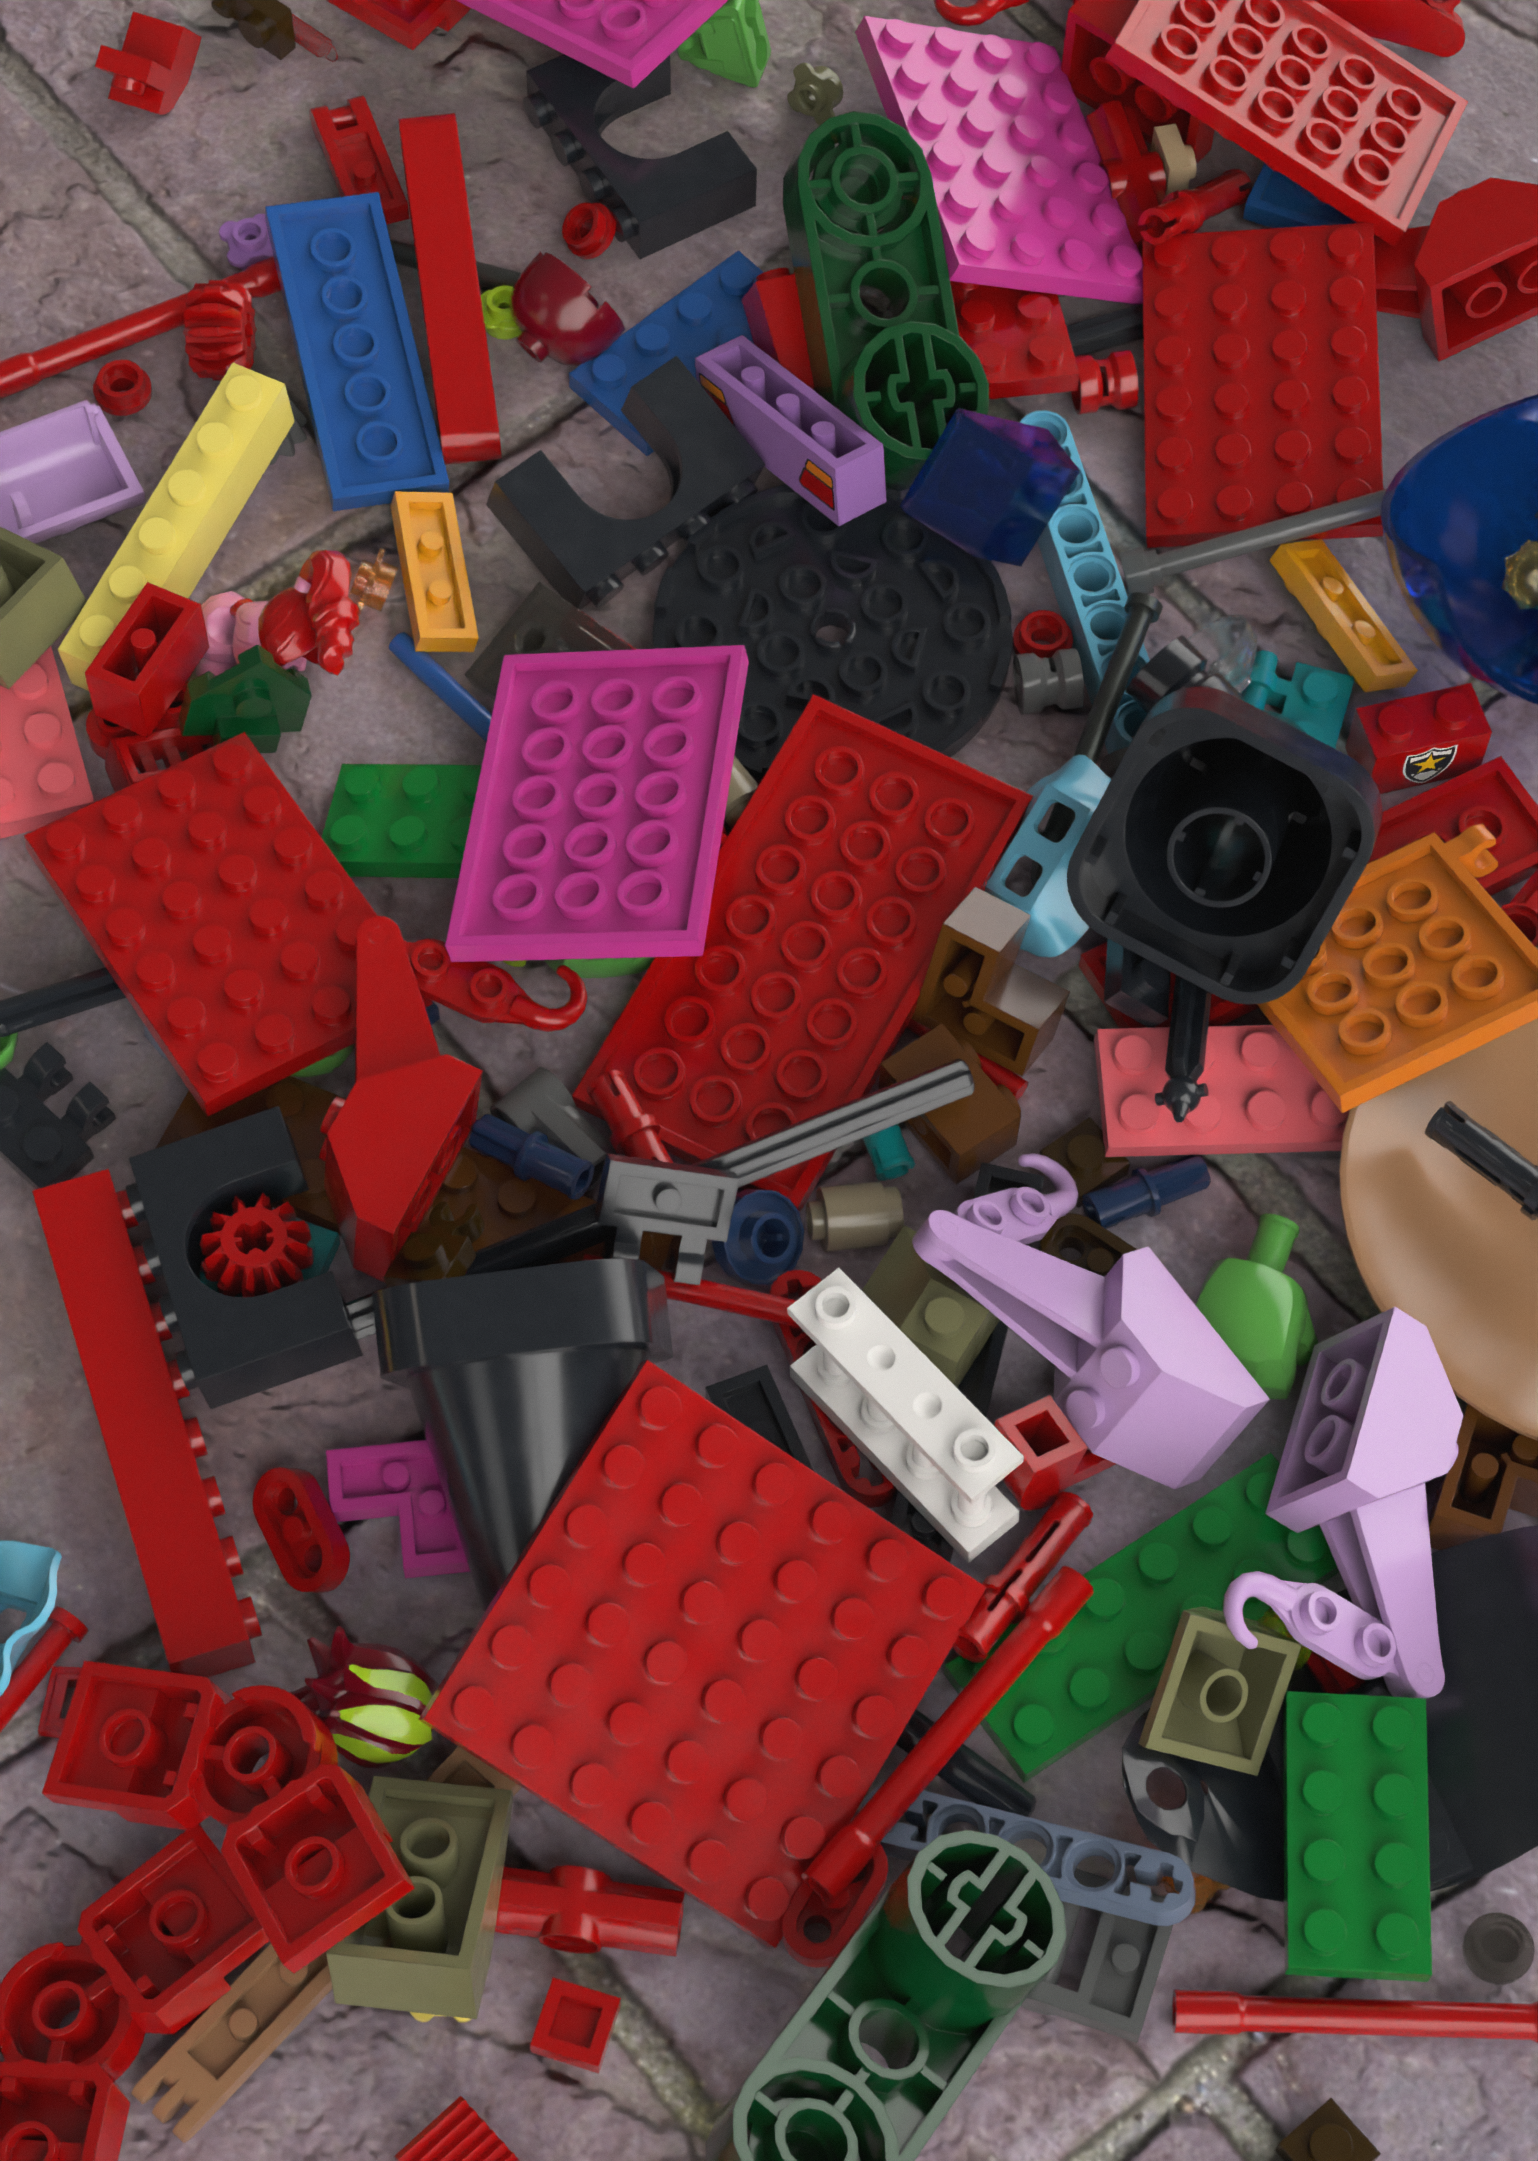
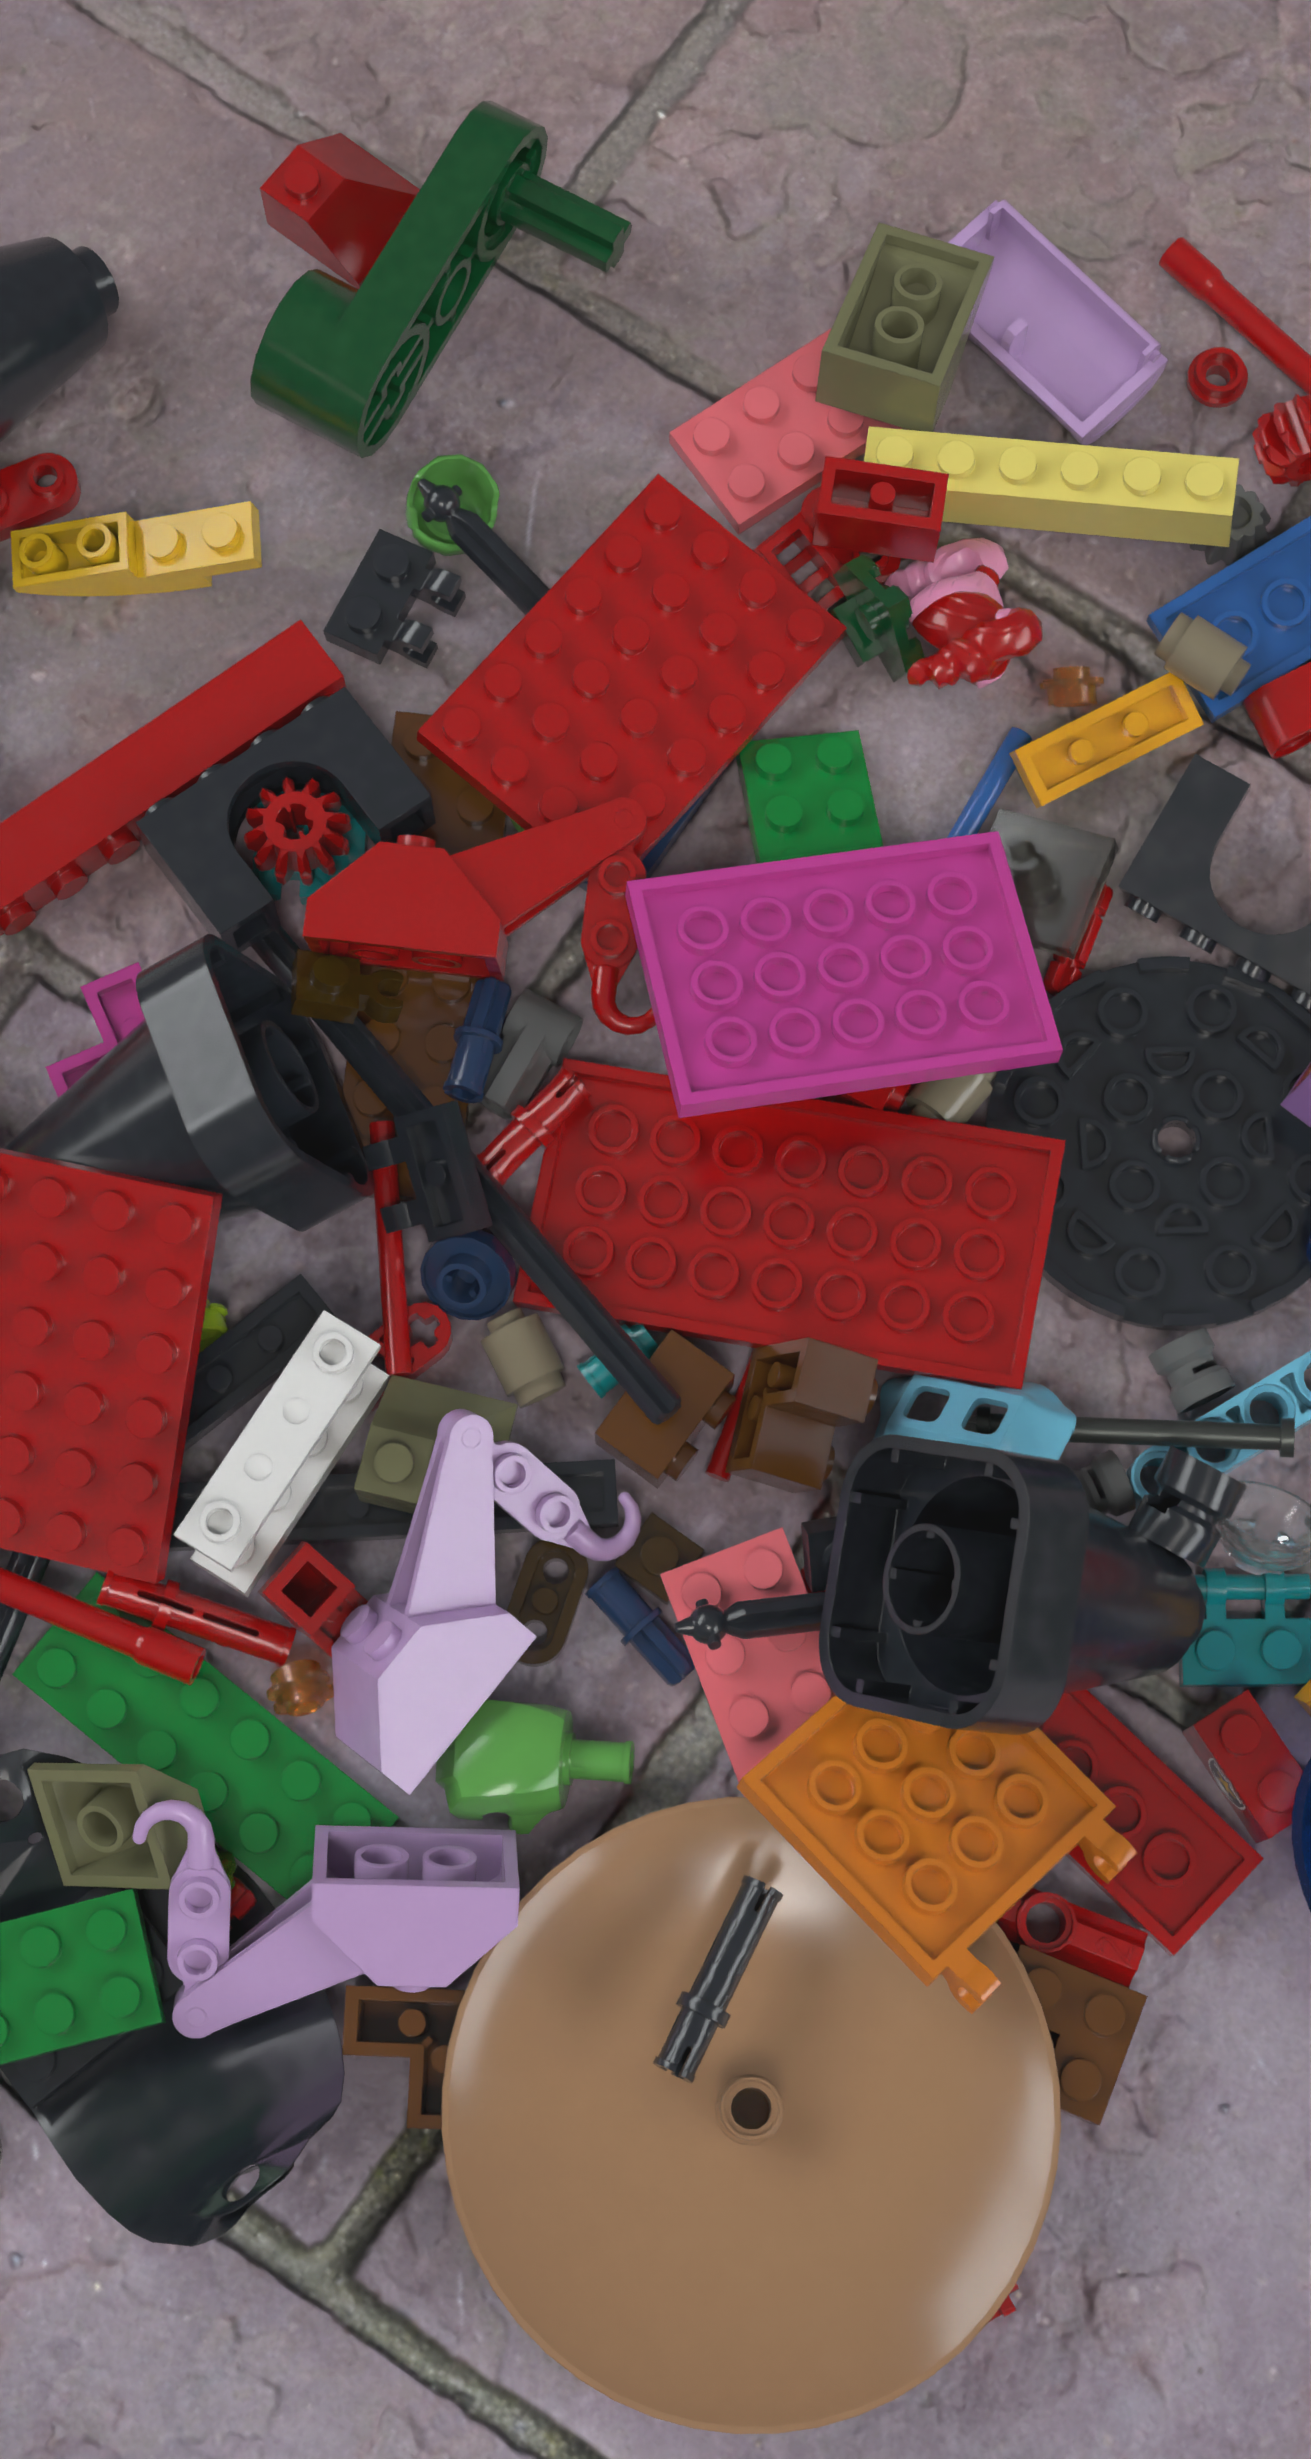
camera: 75 degrees right, 15 degrees up
(301, 1535) = (60, 968): red plate -> none
(397, 460) = (1203, 656): none -> dark tan brick
(1042, 626) = (1257, 1337): red plate -> none
(1120, 1504) = (299, 1688): none -> clear orange plate

